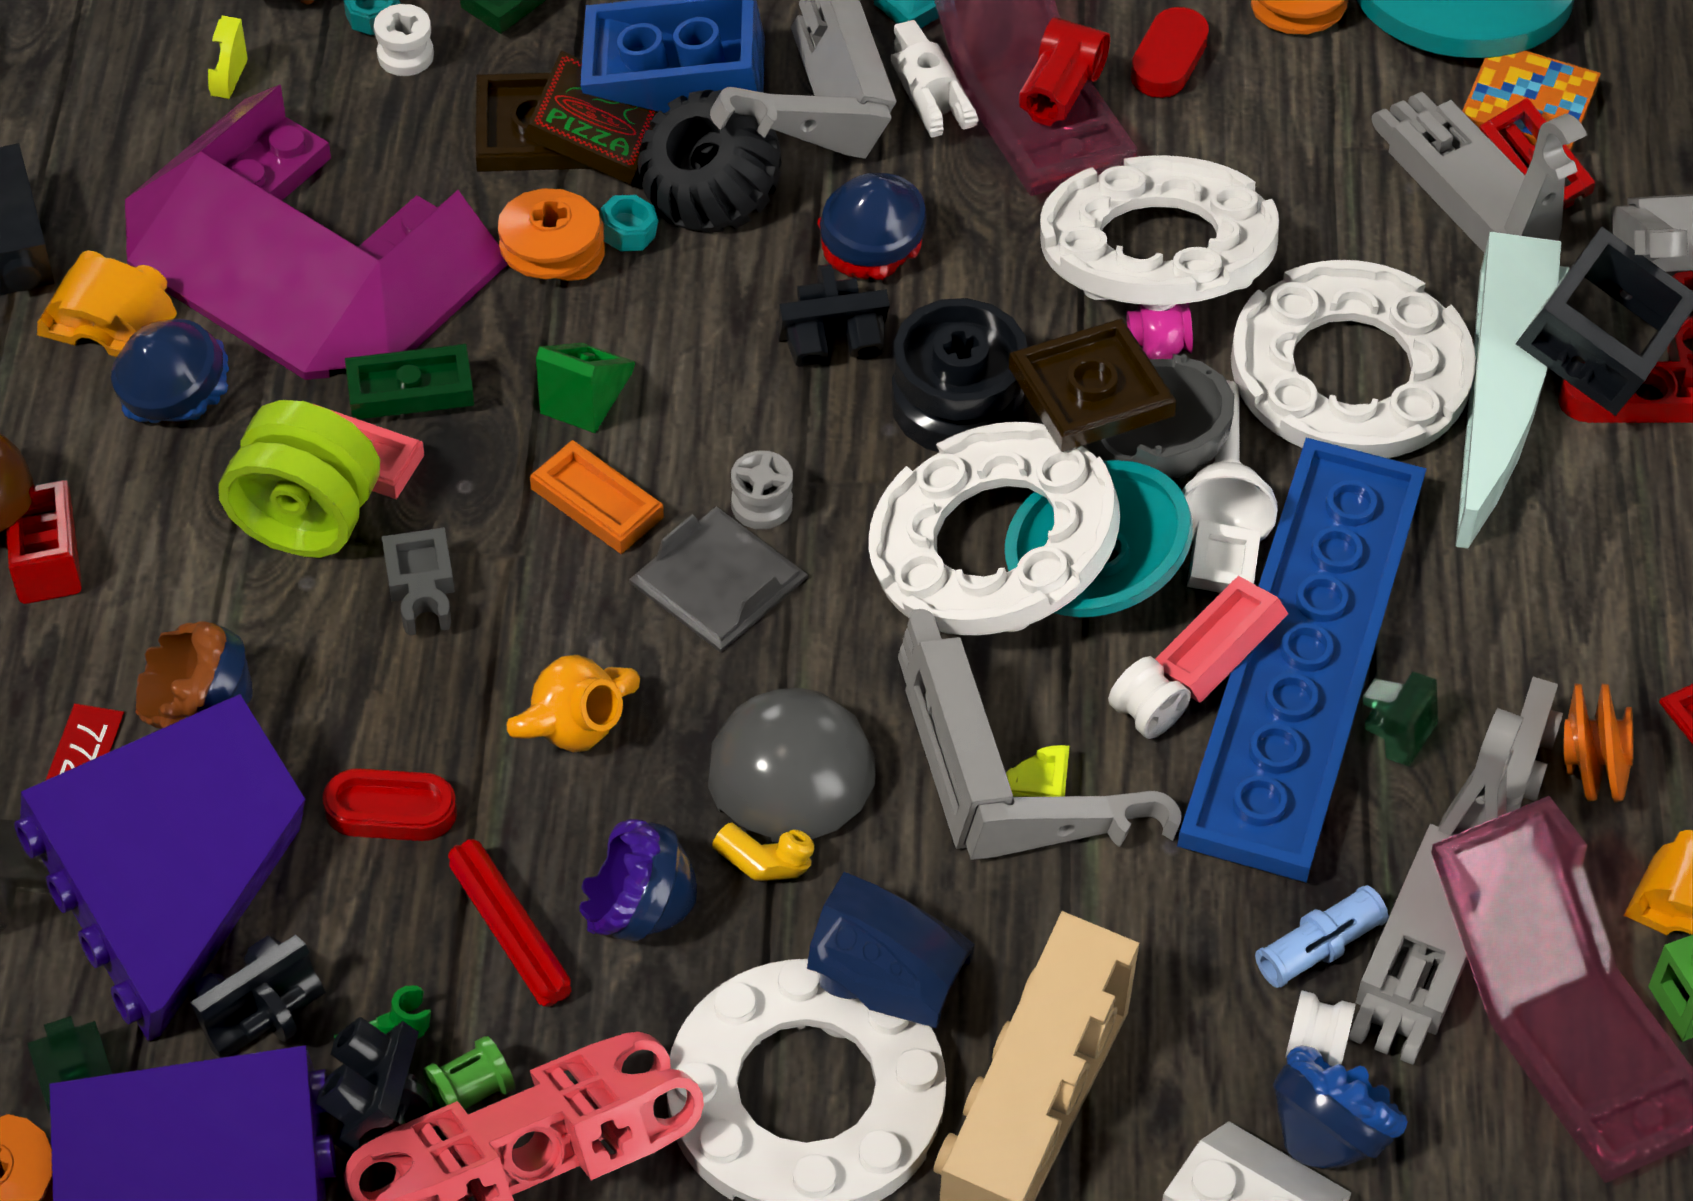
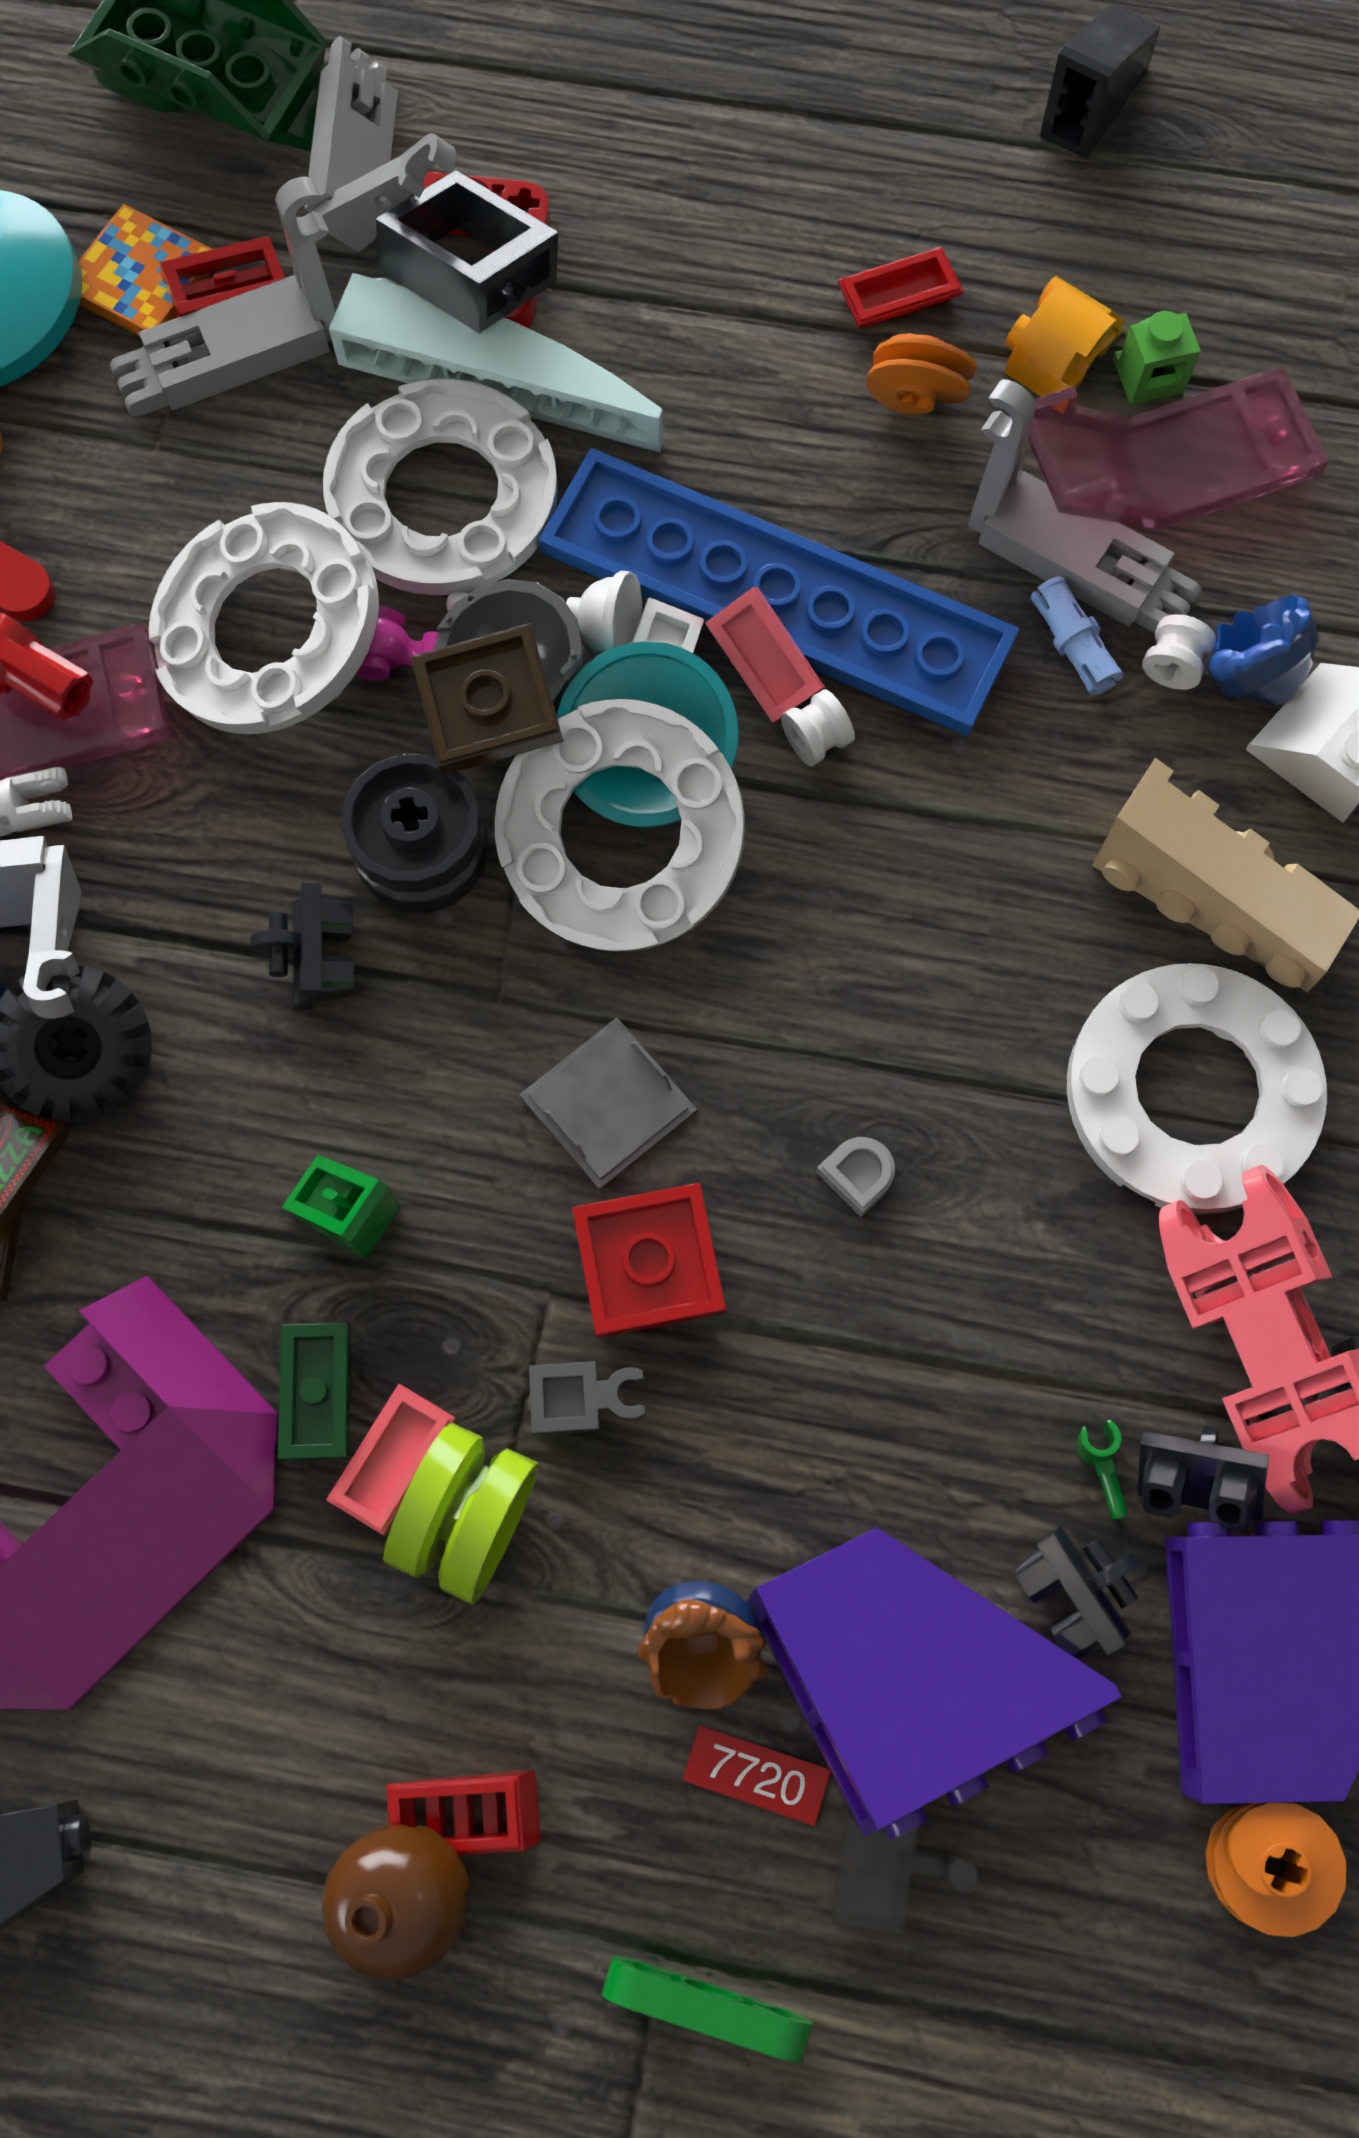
camera: 80 degrees left, 20 degrees up
(68, 1054) = (1134, 1786): clear green tile -> none
(105, 302) = (142, 1732): light orange cylinder -> none
(170, 372) = (262, 1658): dark blue hair -> none
(390, 804) = (852, 1448): red tile -> none
(470, 1076) = (1202, 1398): bright green bush -> none
(509, 923) = (1003, 1339): red axle -> none
(551, 235) = (152, 1246): orange piece -> none
(557, 610) = (648, 1260): none -> red plate
(574, 703) = (770, 1247): light orange piece -> none
(597, 496) = (492, 1210): orange tile -> none
(628, 222) = (131, 1140): teal tile -> none
(642, 883) = (991, 1211): hair -> none
(670, 788) = (859, 1172): none -> light grey tile
(750, 478) = (513, 1032): light grey wheel -> none
(768, 861) = (953, 1091): yellow arm -> none
(791, 764) = (854, 1059): dark grey cylinder -> none
(872, 225) = (190, 891): dark blue hair -> none
(886, 952) = (1090, 988): dark blue slope -> none
(971, 772) = (867, 893): light grey hinge -> none
(1041, 774) = (884, 842): neon yellow tile -> none
(1402, 714) = (862, 522): clear green tile -> none
(1536, 731) = (917, 440): light grey hinge -> none

